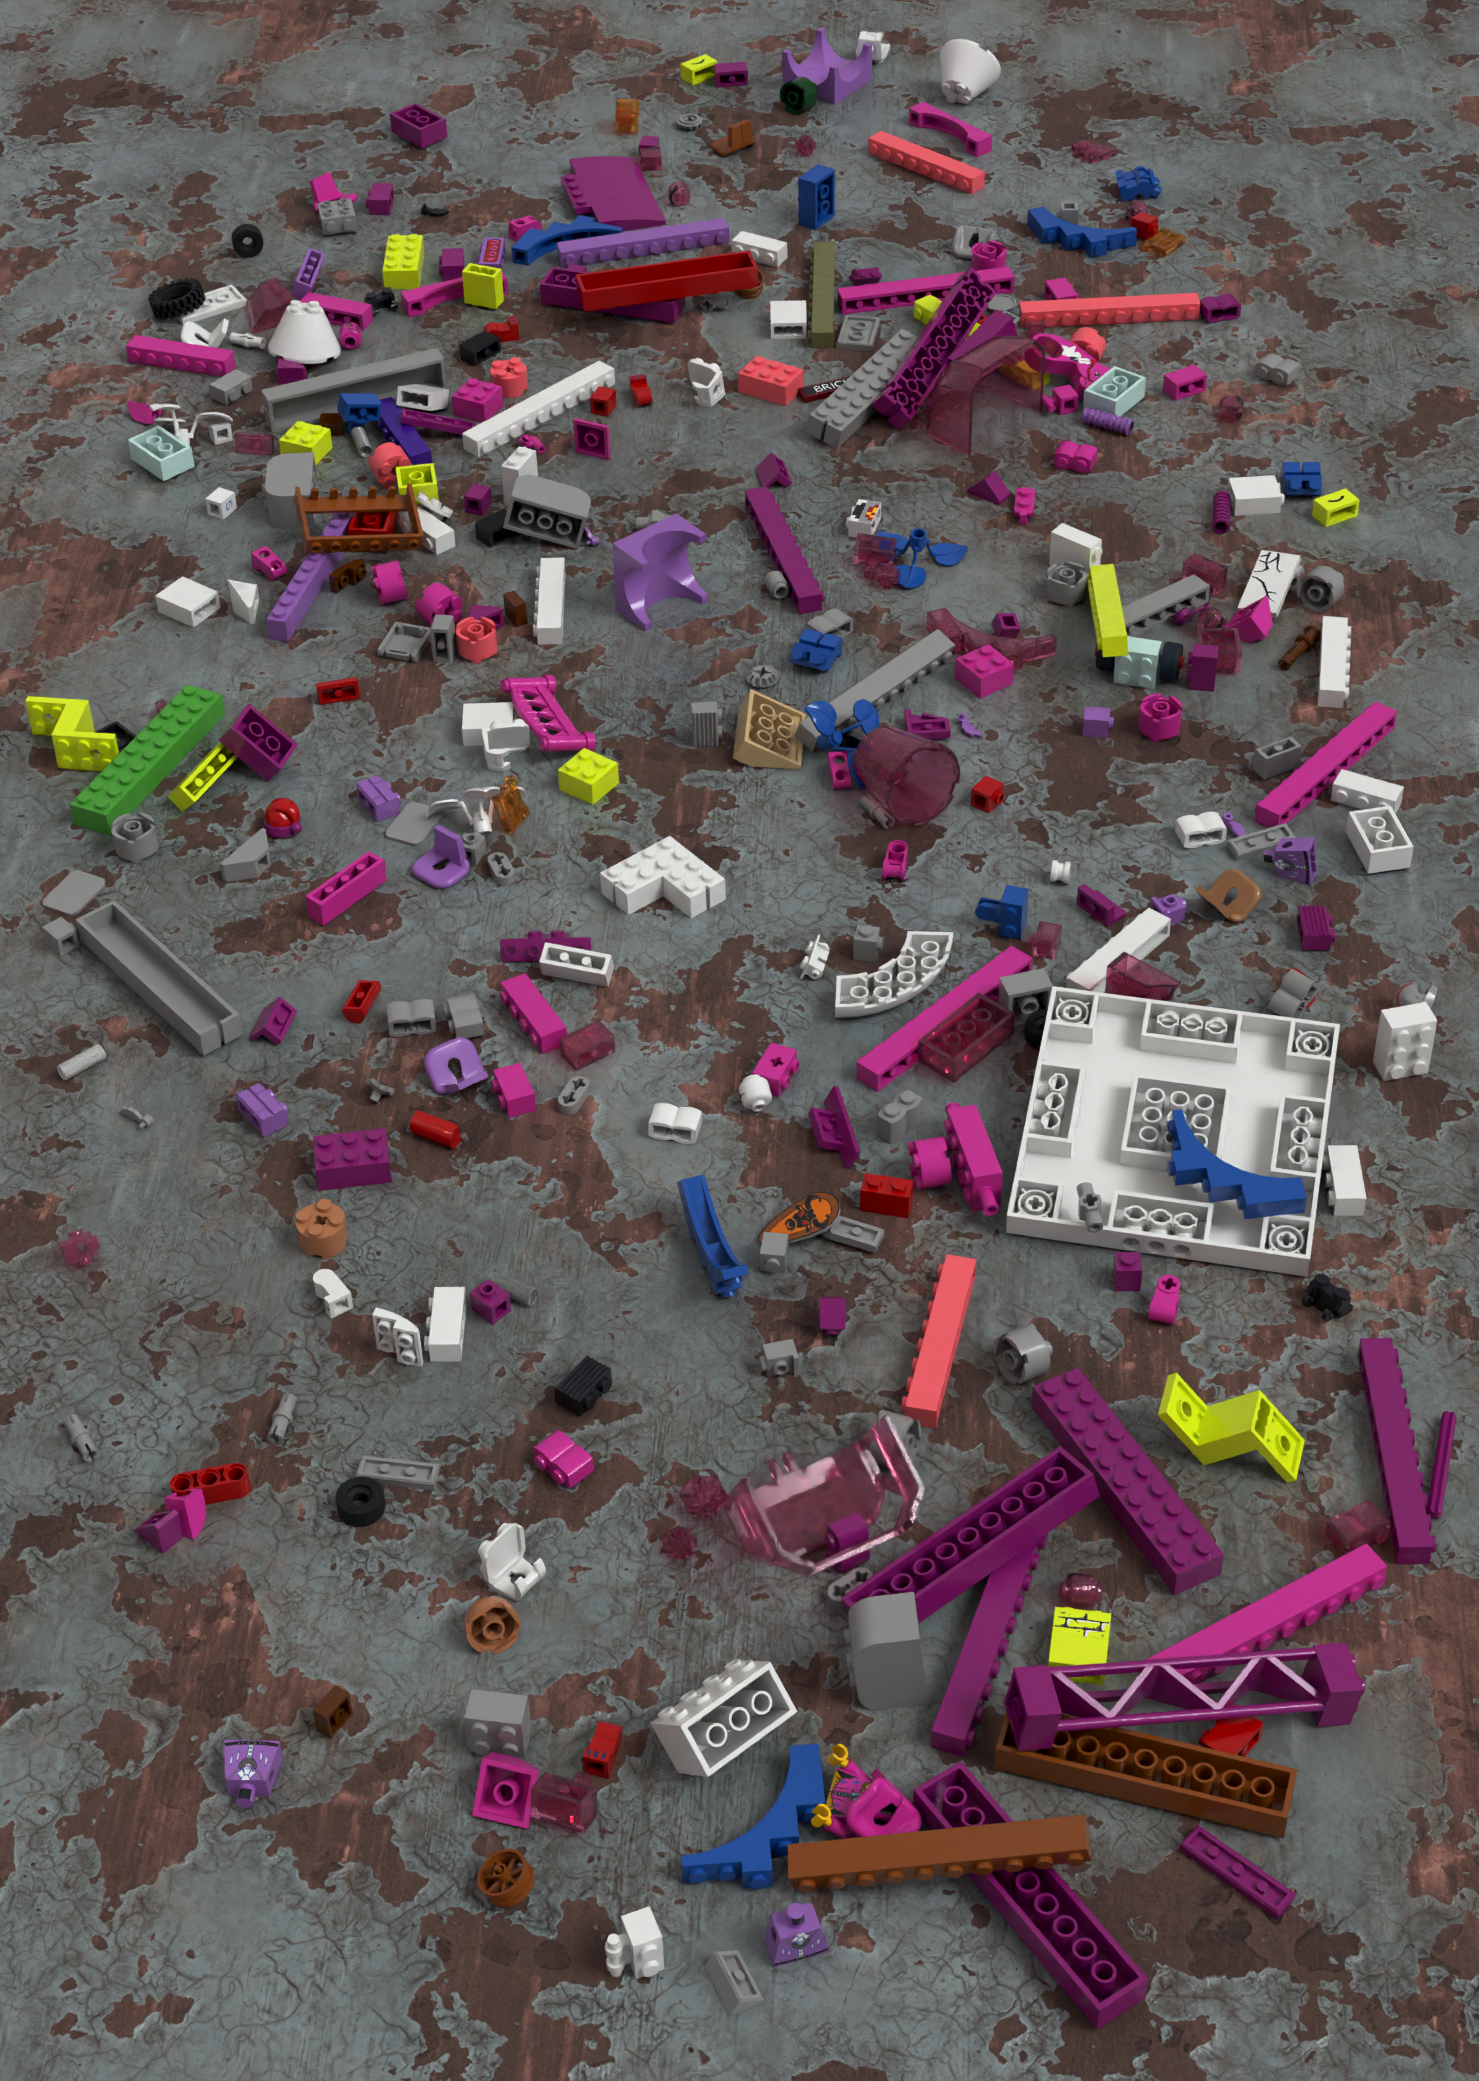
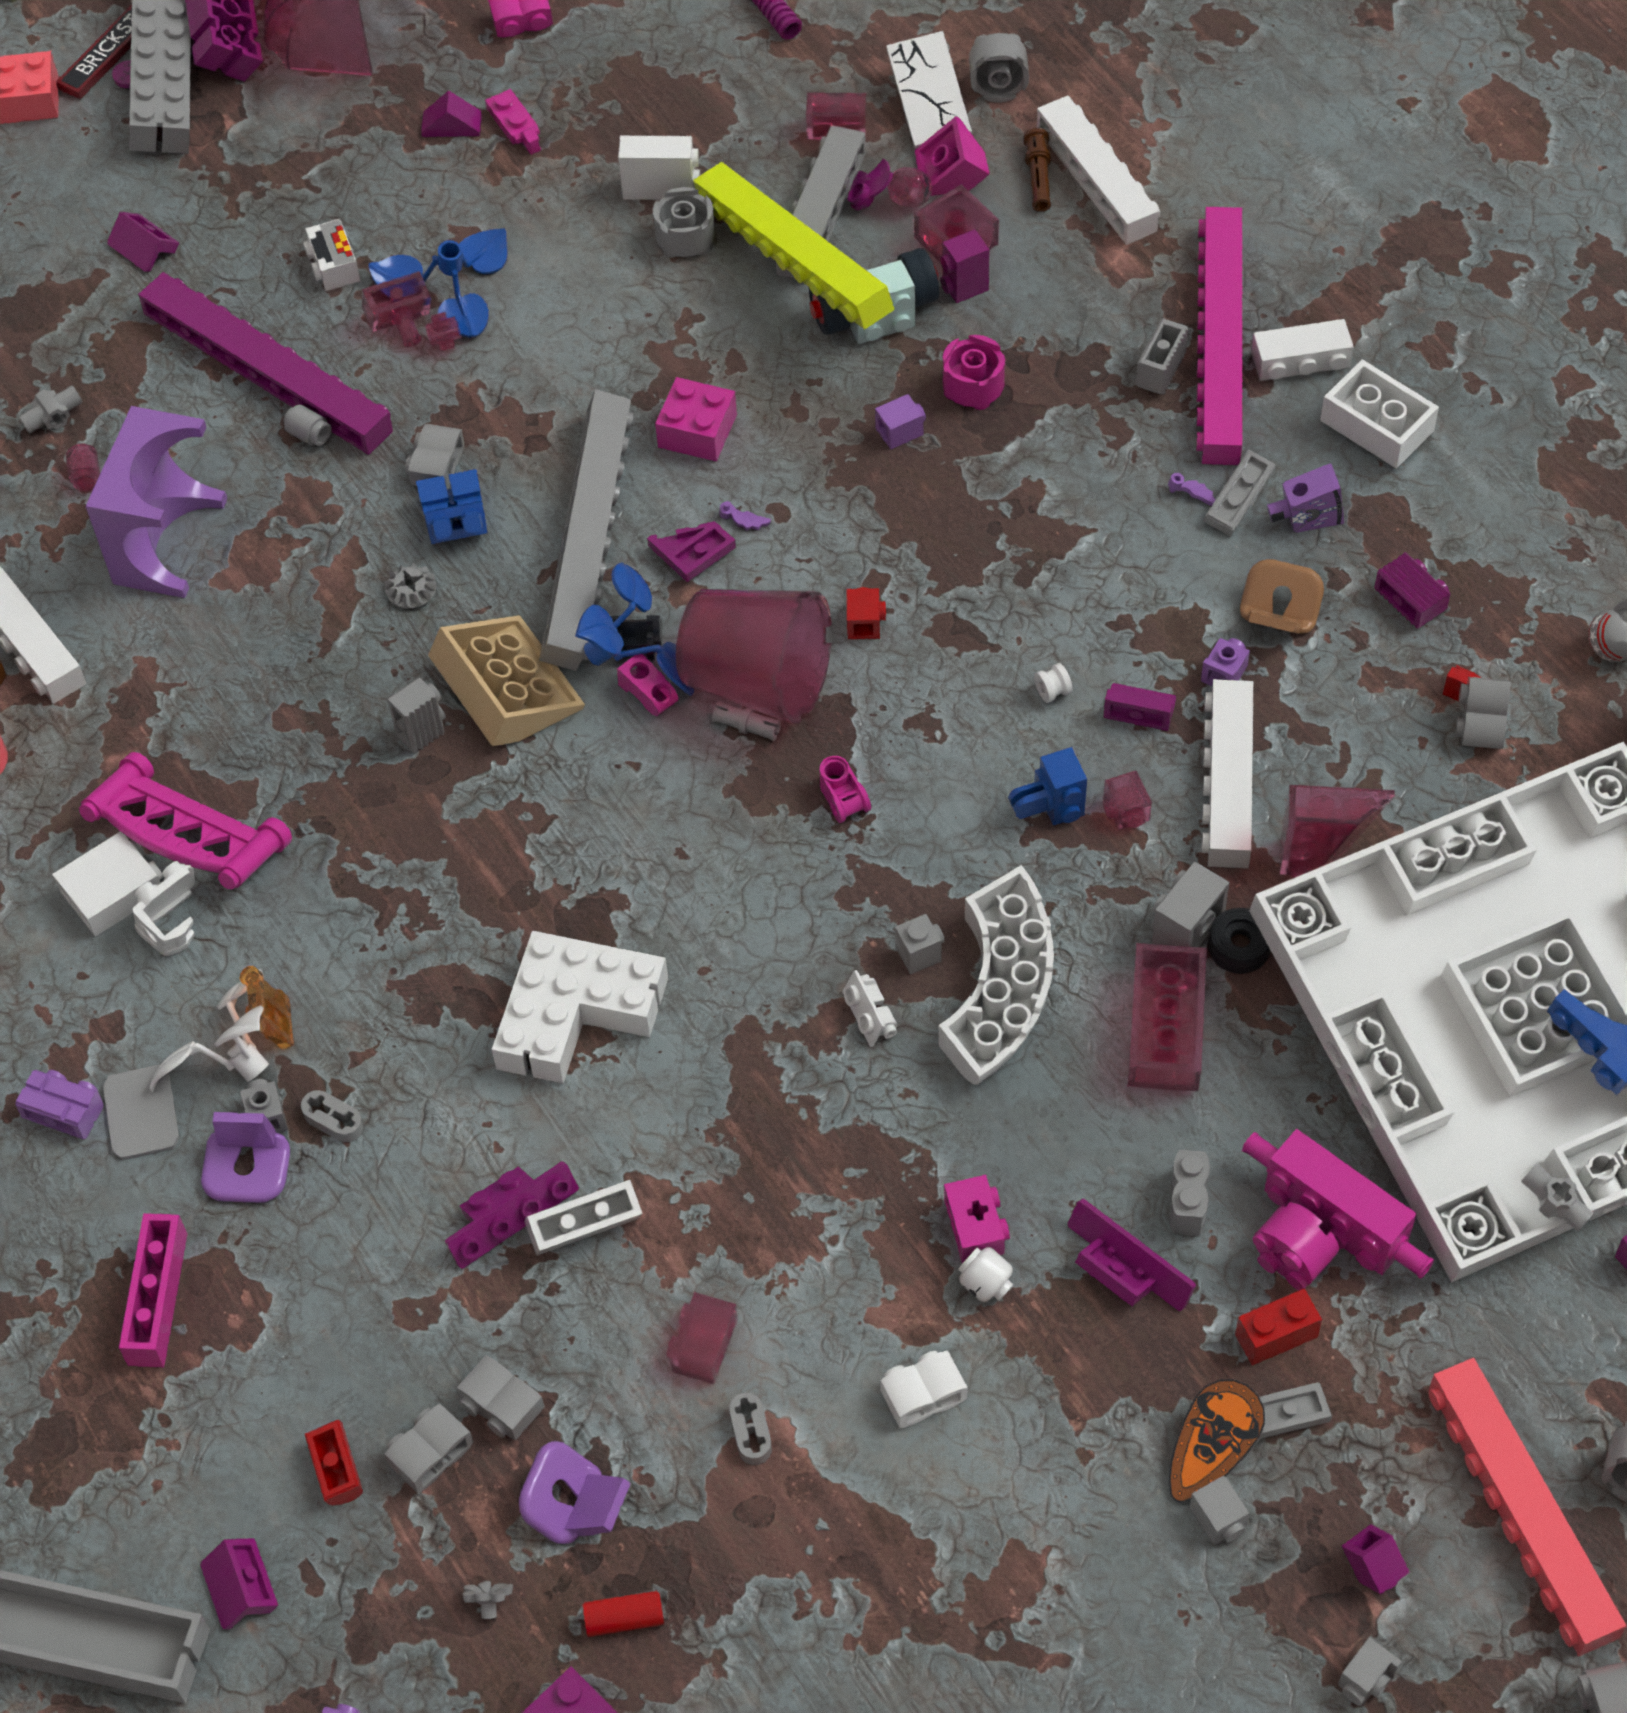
camera: 35 degrees left, 15 degrees up
(513, 1090) = (671, 1476): dark pink brick -> none
(532, 1012) = (587, 1332): dark pink brick -> none
(588, 776) = (325, 891): neon yellow brick -> none
(704, 1227) = (1151, 1563): blue arch -> none
(901, 1048) = (1108, 1004): dark pink brick -> none
(969, 639) = (652, 380): clear pink arch -> none
(1006, 625) = (663, 331): magenta plate -> none
(1200, 829) = (1160, 517): white brick -> none

